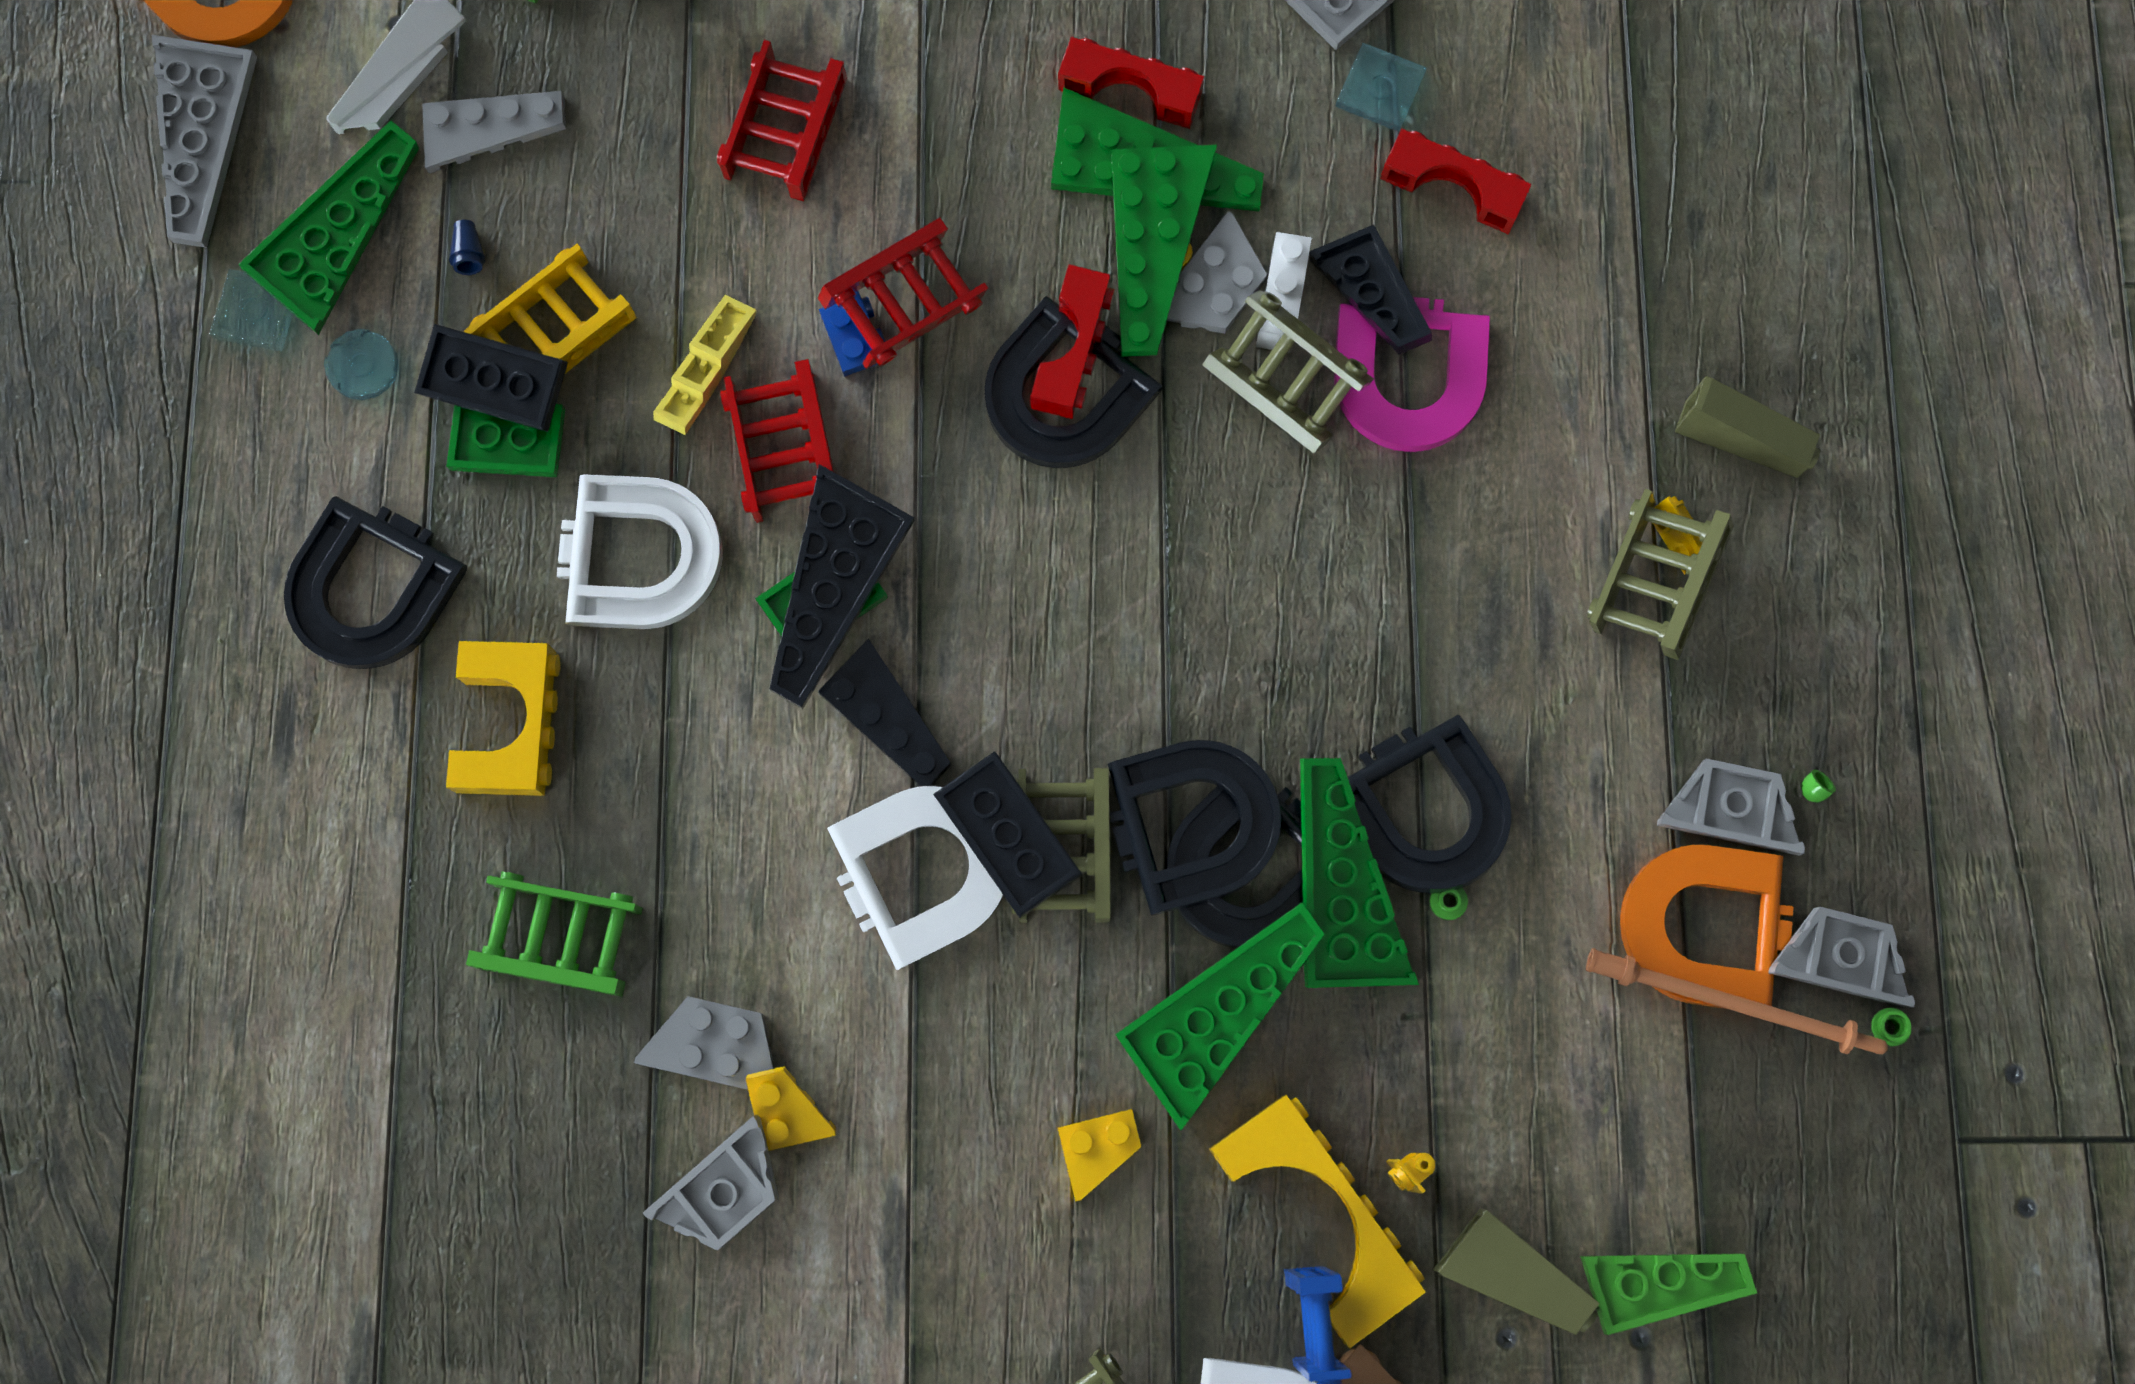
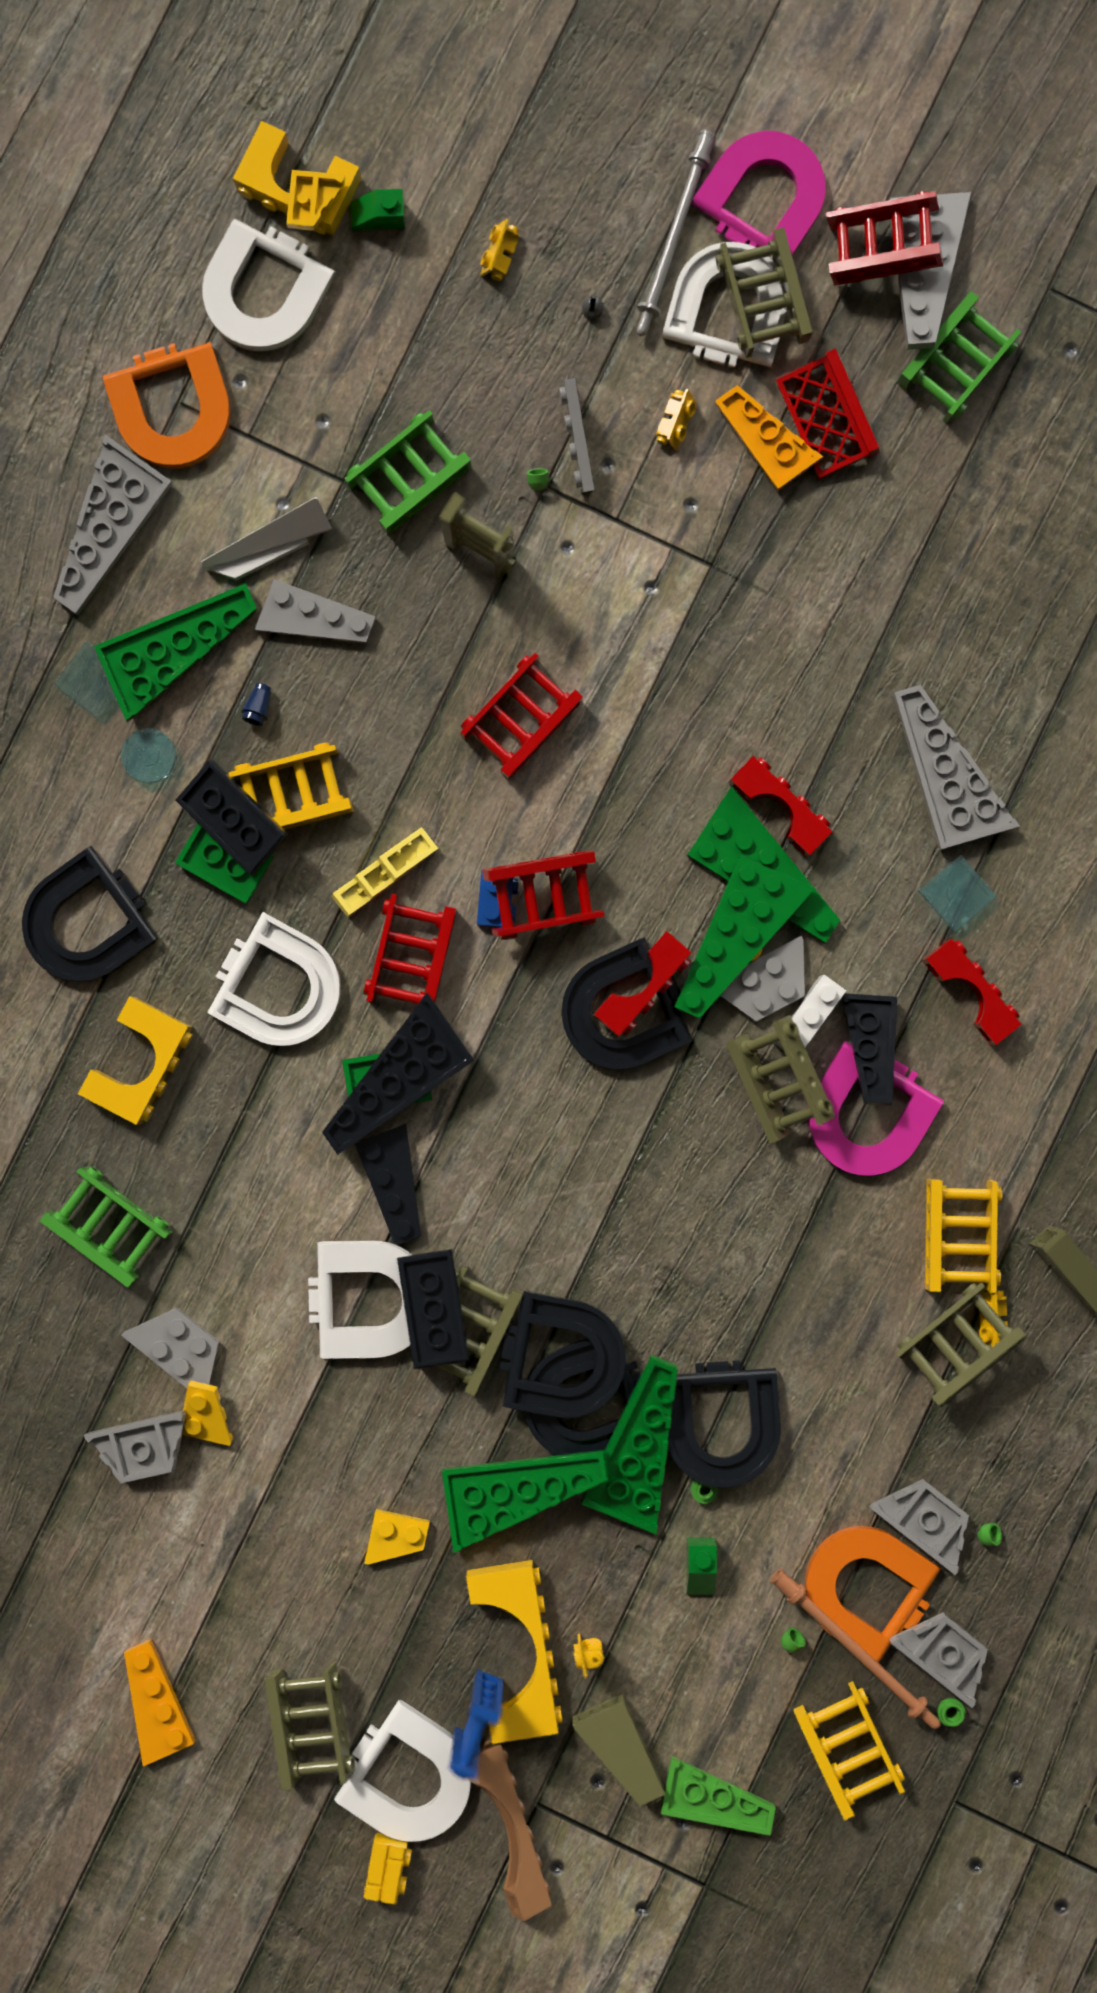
camera: 25 degrees right, 10 degrees up
(1494, 997) = (701, 1566): none -> green slope
(1571, 483) = (938, 1221): none -> yellow fence
(1652, 1034) = (793, 1640): none -> bright green hinge
(1759, 1148) = (833, 1772): none -> yellow fence

